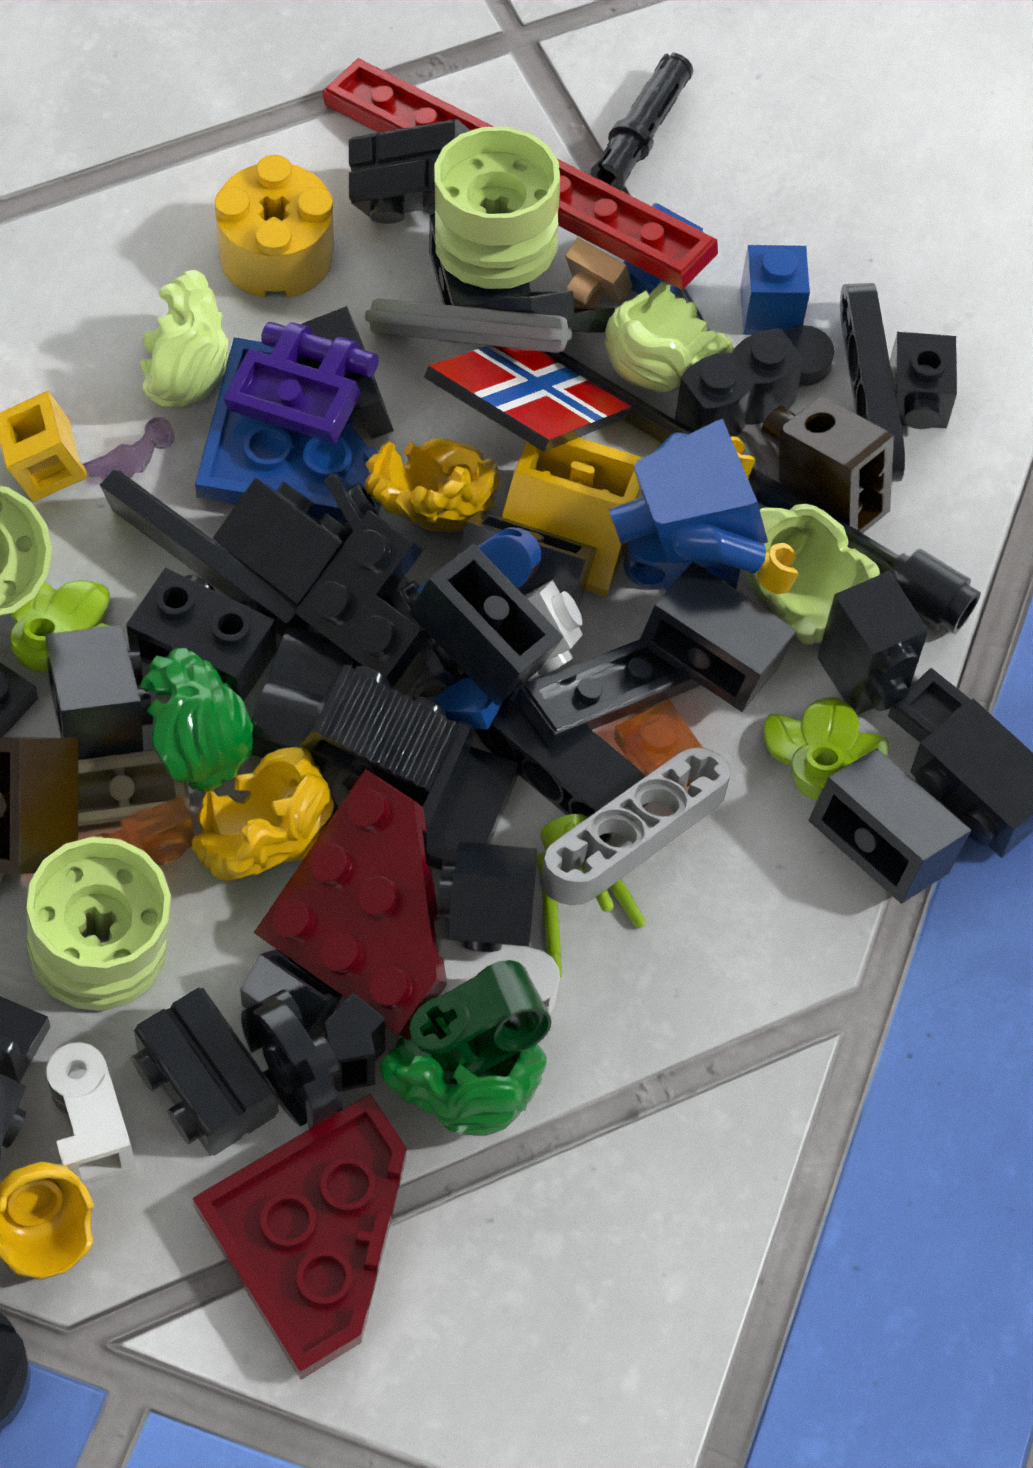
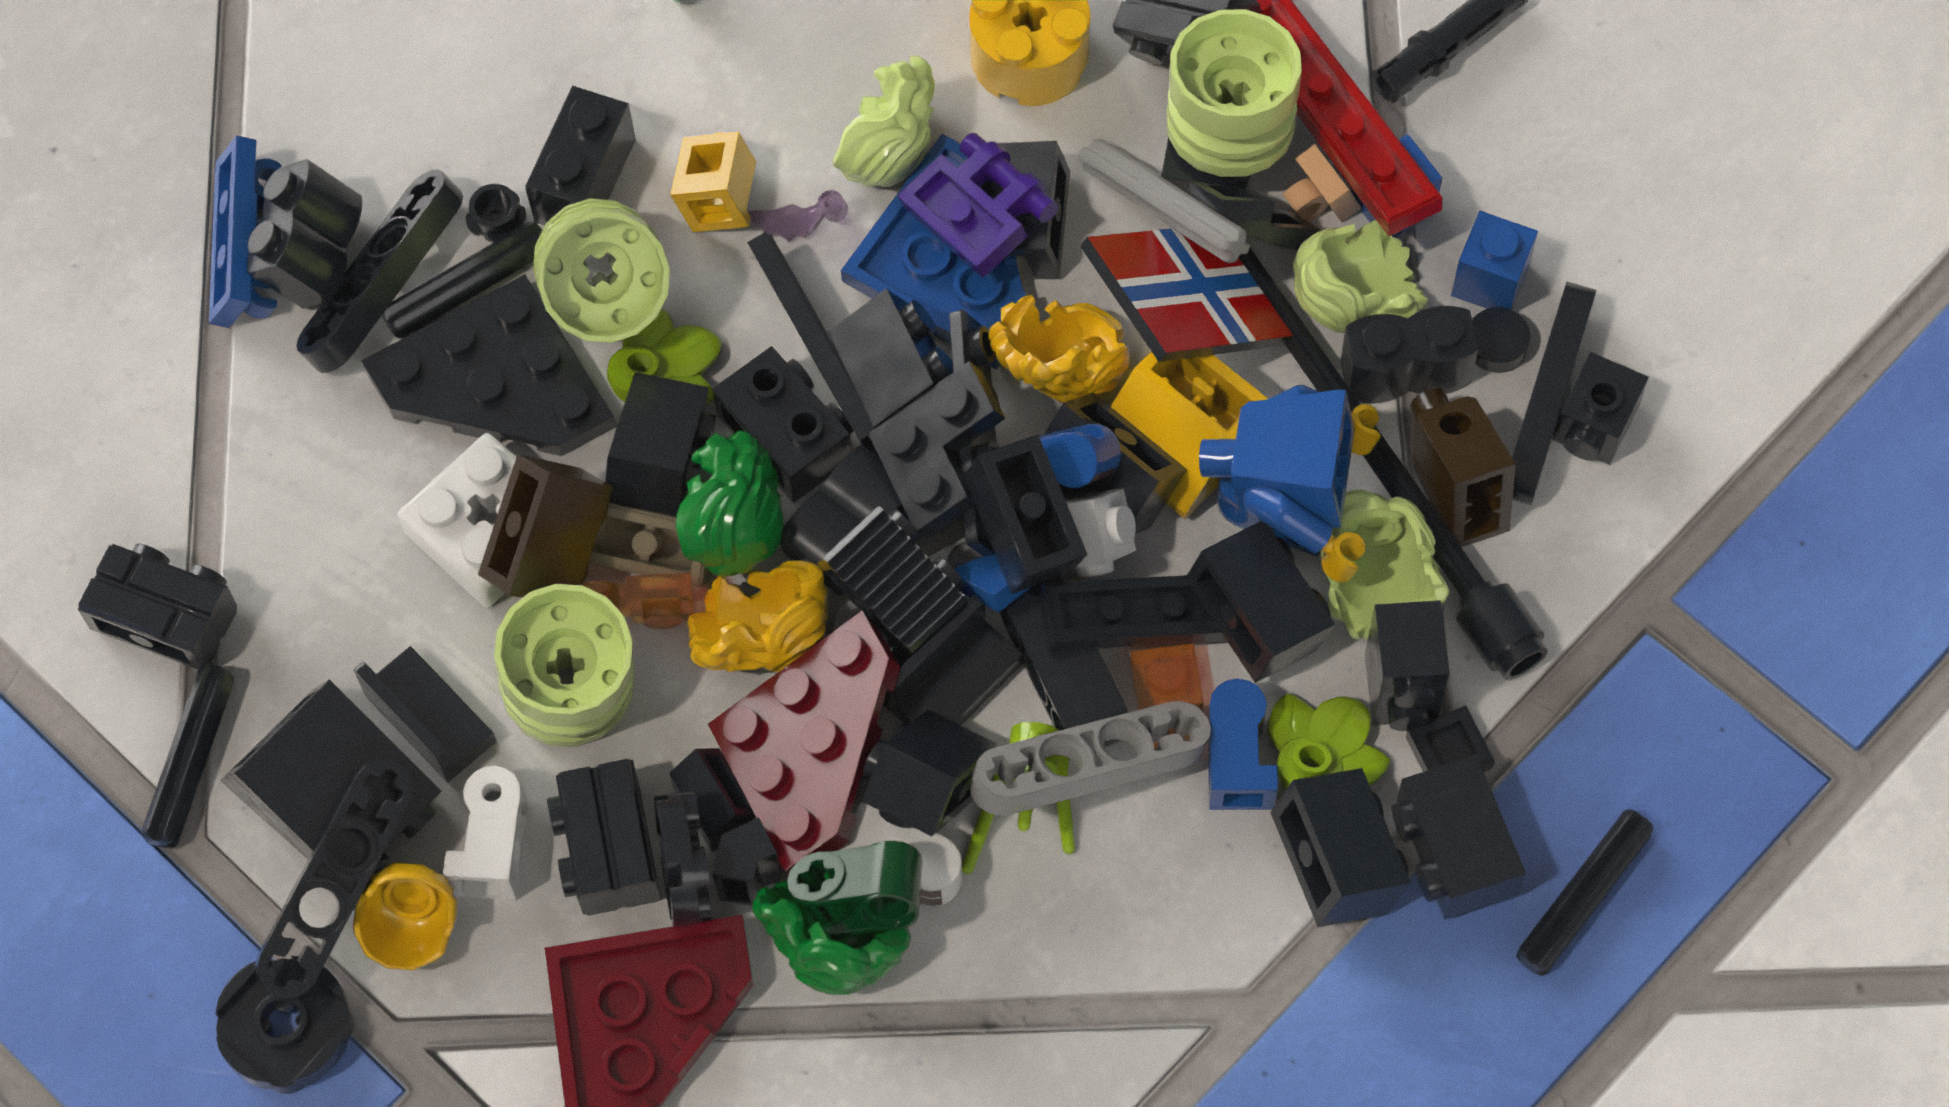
camera: 30 degrees right, 5 degrees up
(756, 787) = (1234, 770): none -> blue leg

